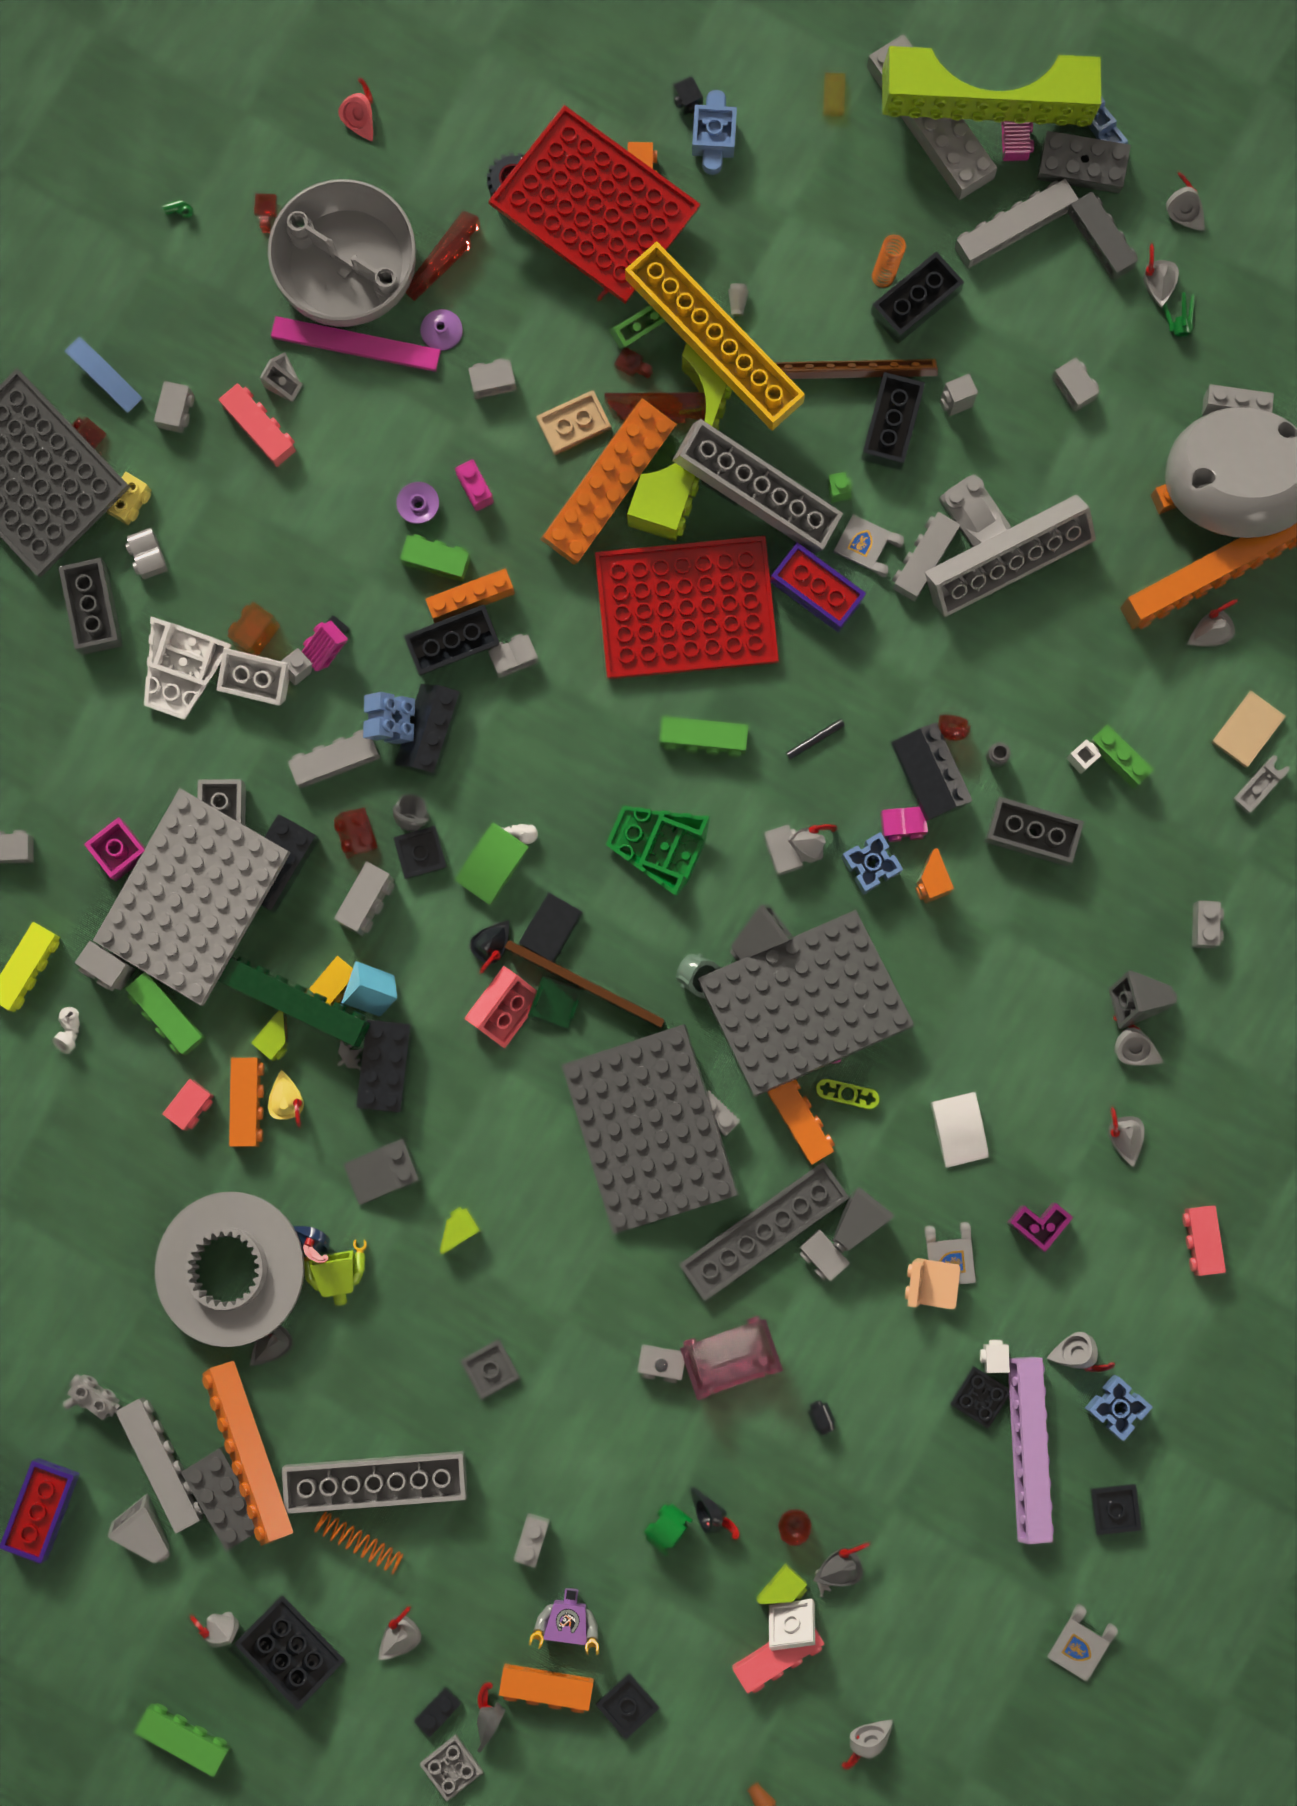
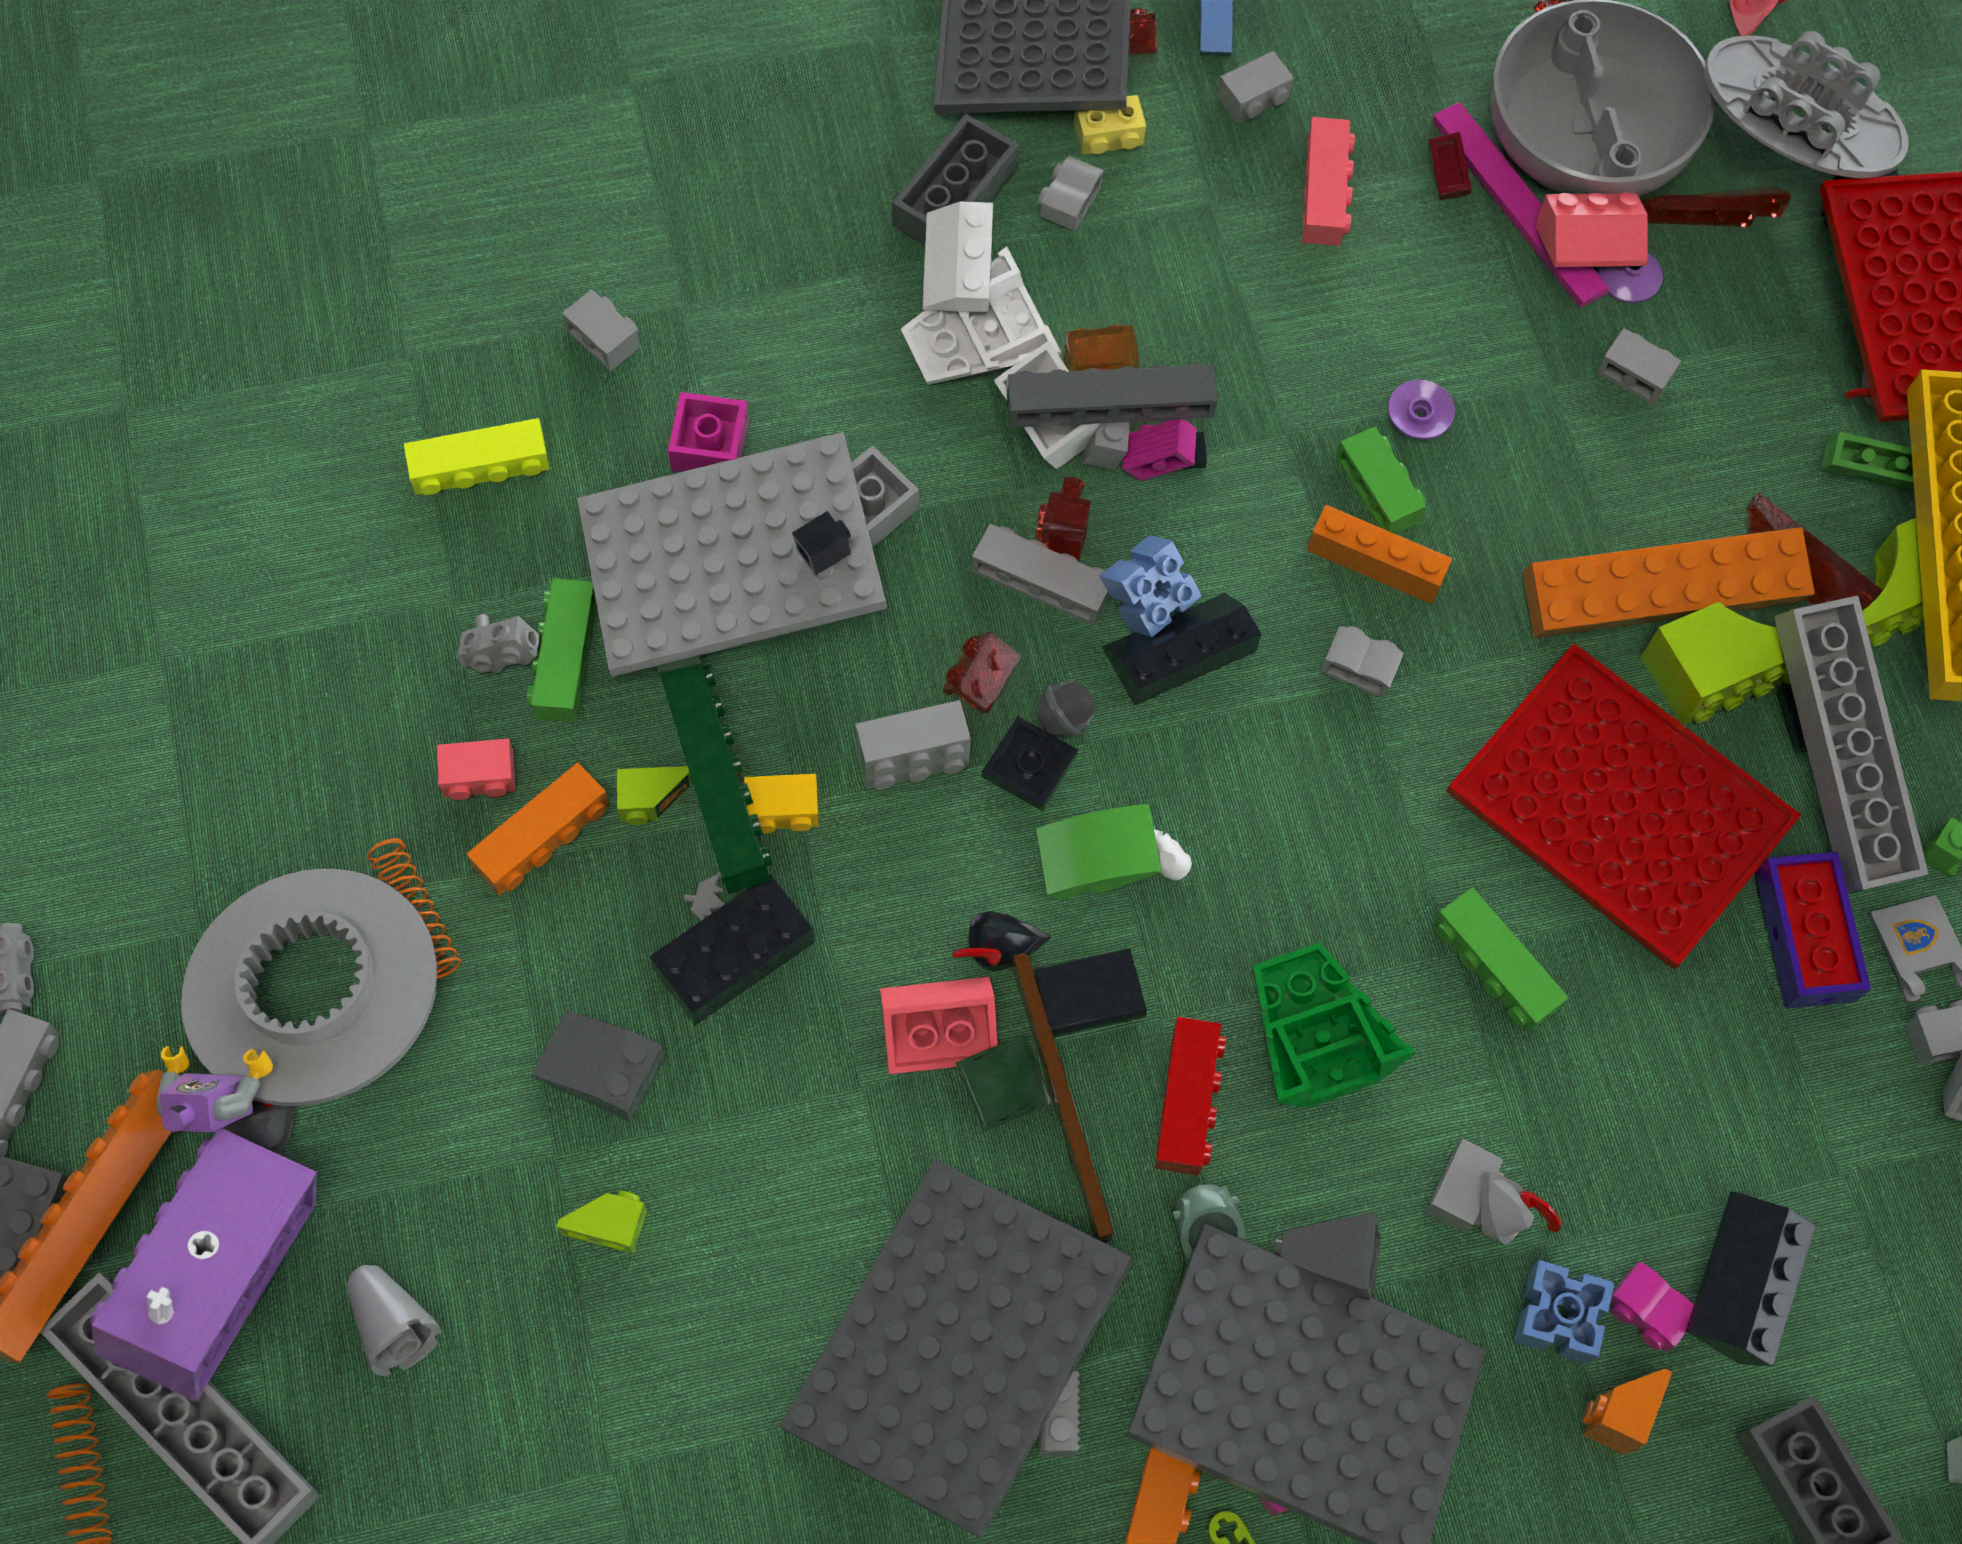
camera: 40 degrees right, 15 degrees down
(70, 1022) = (458, 555): white arm -> none
(104, 965) = (556, 534): light grey brick -> none
(136, 647) = (958, 257): none -> white slope
(136, 1043) = (497, 644): none -> light grey brick
(193, 1171) = (415, 890): none -> orange piece
(232, 853) = (822, 542): none -> black brick
(245, 1360) = (207, 1100): none -> torso
(281, 378) = (1400, 159): light grey slope -> none
(282, 649) = (1111, 395): none -> dark grey brick
(285, 1099) = (585, 873): light yellow piece -> none
(300, 844) = (902, 625): black brick -> none
(305, 357) = (1450, 166): none -> dark red tile
(313, 1242) = (431, 1056): dark blue piece -> none
(313, 1388) = (204, 1263): none -> medium lavender piece
(319, 725) = (1065, 519): none -> clear red brick
(337, 1274) = (417, 1118): lime torso -> none
(370, 989) = (810, 848): medium azure slope -> none
(406, 328) = (1594, 229): none -> coral slope
(415, 1360) = (389, 1321): none -> light grey cone
(446, 187) = (1865, 131): none -> light grey piece
(451, 640) = (1310, 573): black slope -> none
(474, 485) = (1505, 450): dark pink brick -> none
(490, 1369) = (460, 1430): dark grey tile -> none
(573, 422) = (1687, 494): tan tile -> none
(631, 362) = (1820, 494): clear red plate -> none
(635, 929) = (1188, 1096): none -> red brick
(815, 739) = (1634, 1100): black bar -> none
(953, 727) = (1830, 1257): clear red hair -> none
(998, 754) = (1859, 1345): flat silver brick -> none

